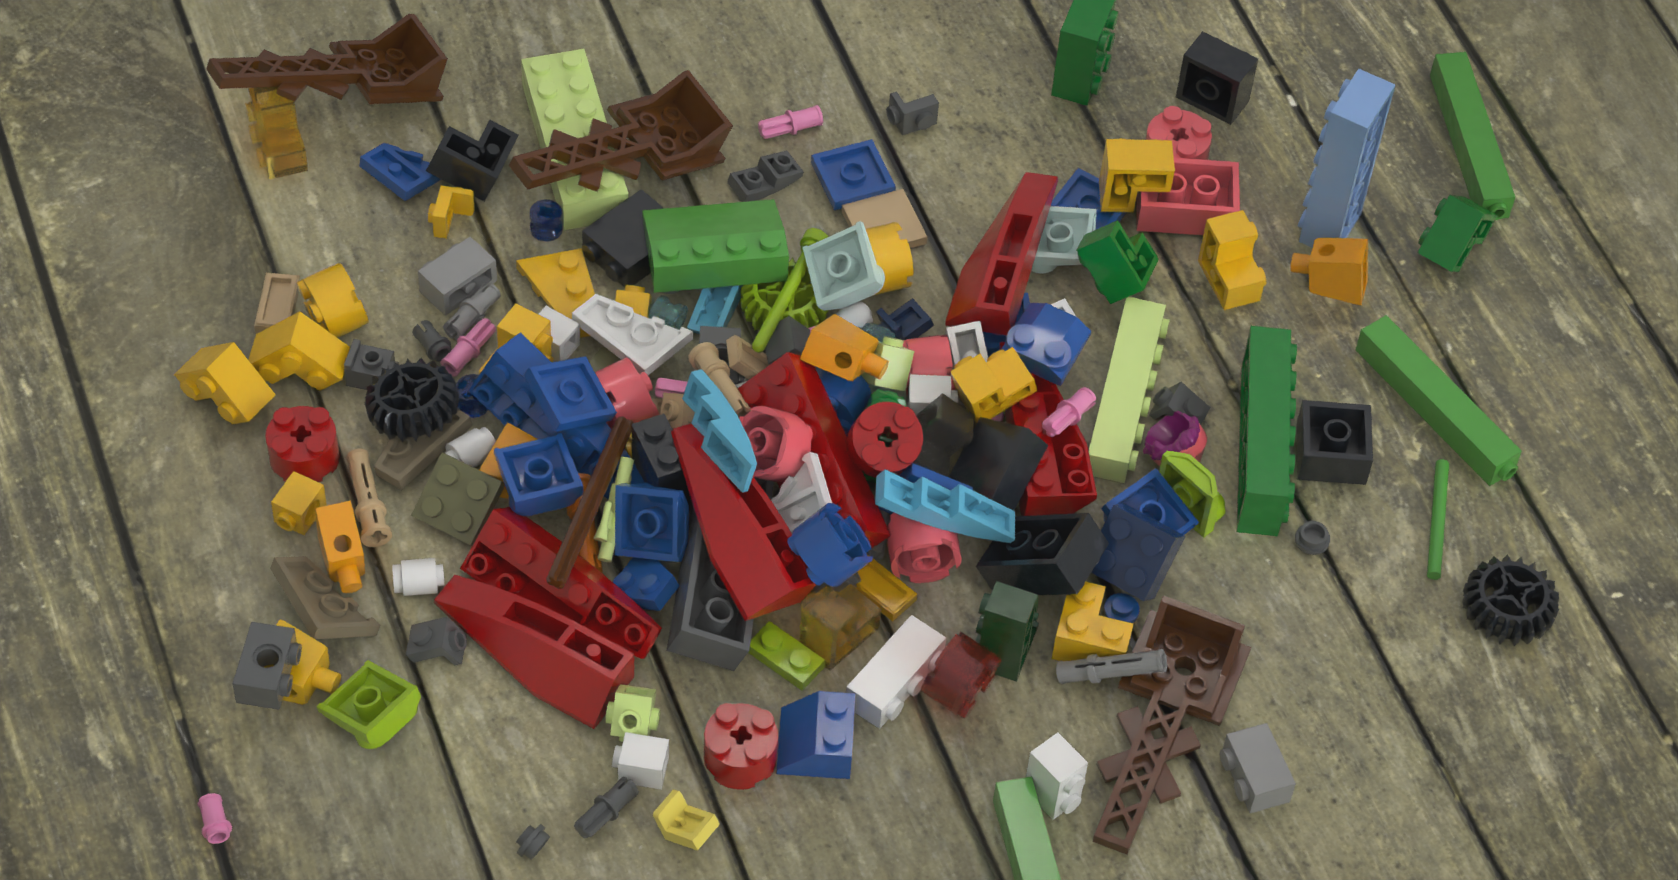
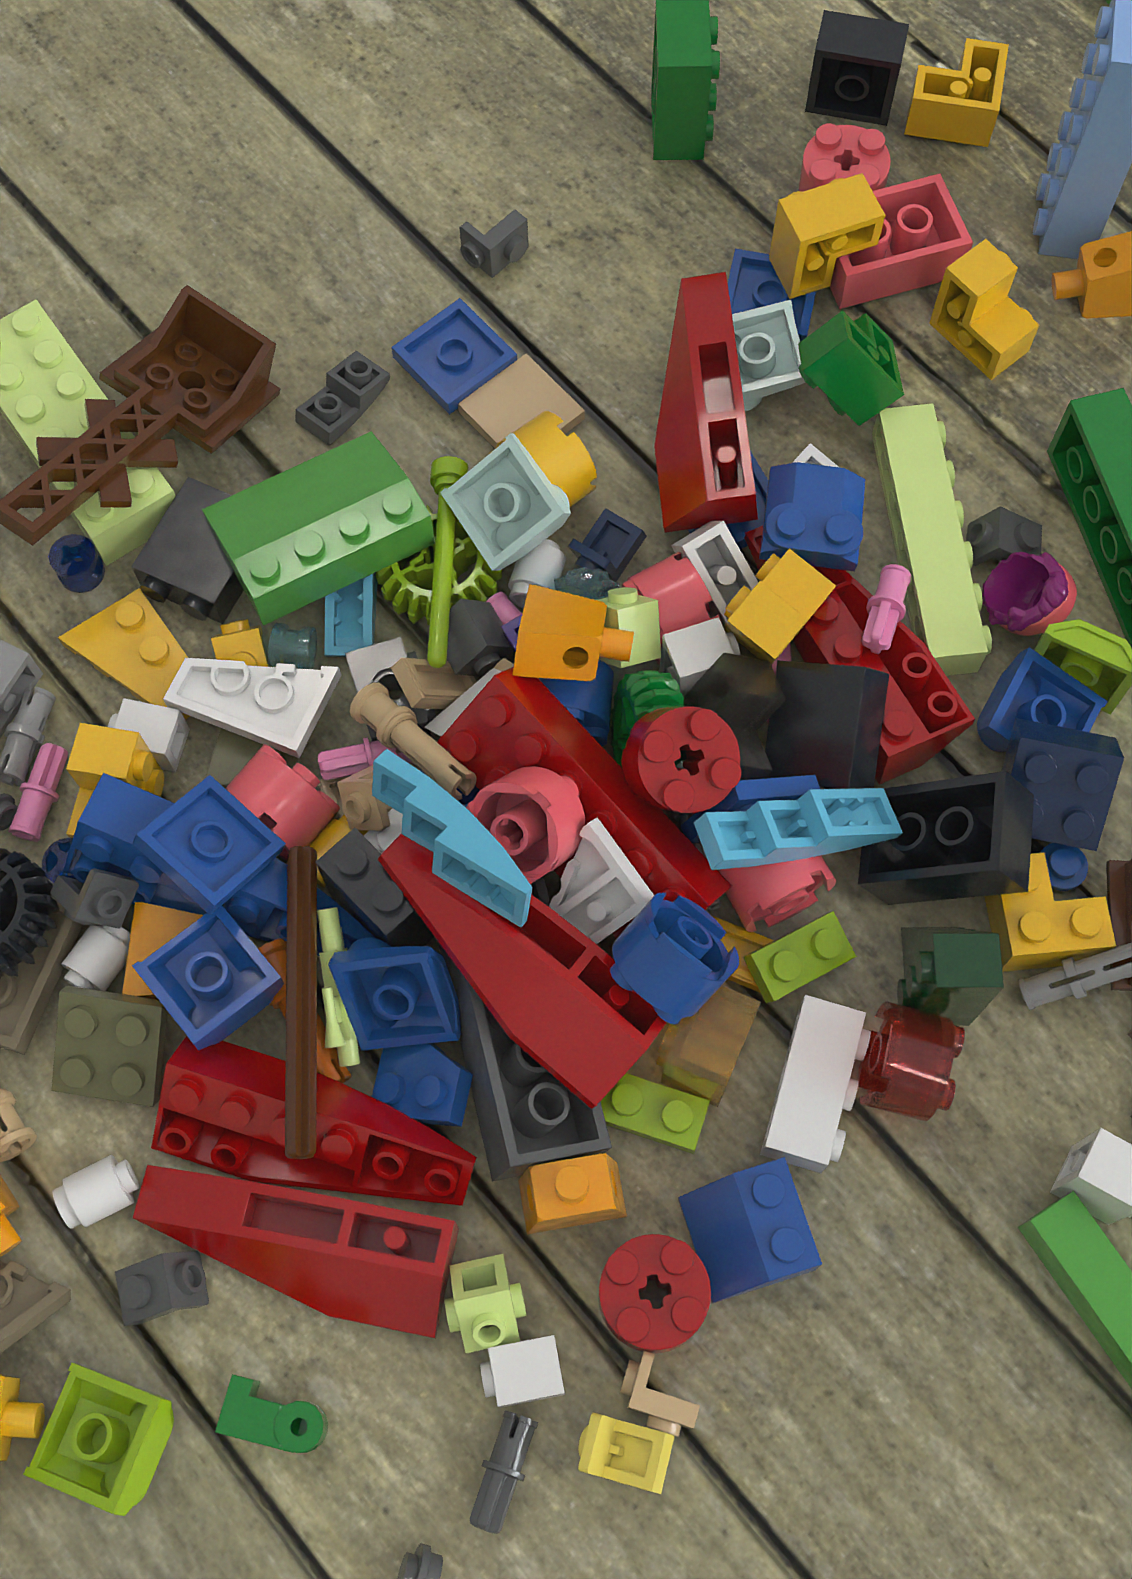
camera: 15 degrees left, 15 degrees up
(474, 733) = (289, 1427): none -> green leg
(489, 408) = (99, 900): none -> dark grey bracket
(713, 800) = (664, 1411): none -> tan bracket
(714, 673) = (571, 1193): none -> light orange torso
(791, 122) = (345, 309): bright pink axle -> none
(921, 599) = (799, 957): none -> lime plate
(1282, 123) = (959, 102): none -> yellow brick

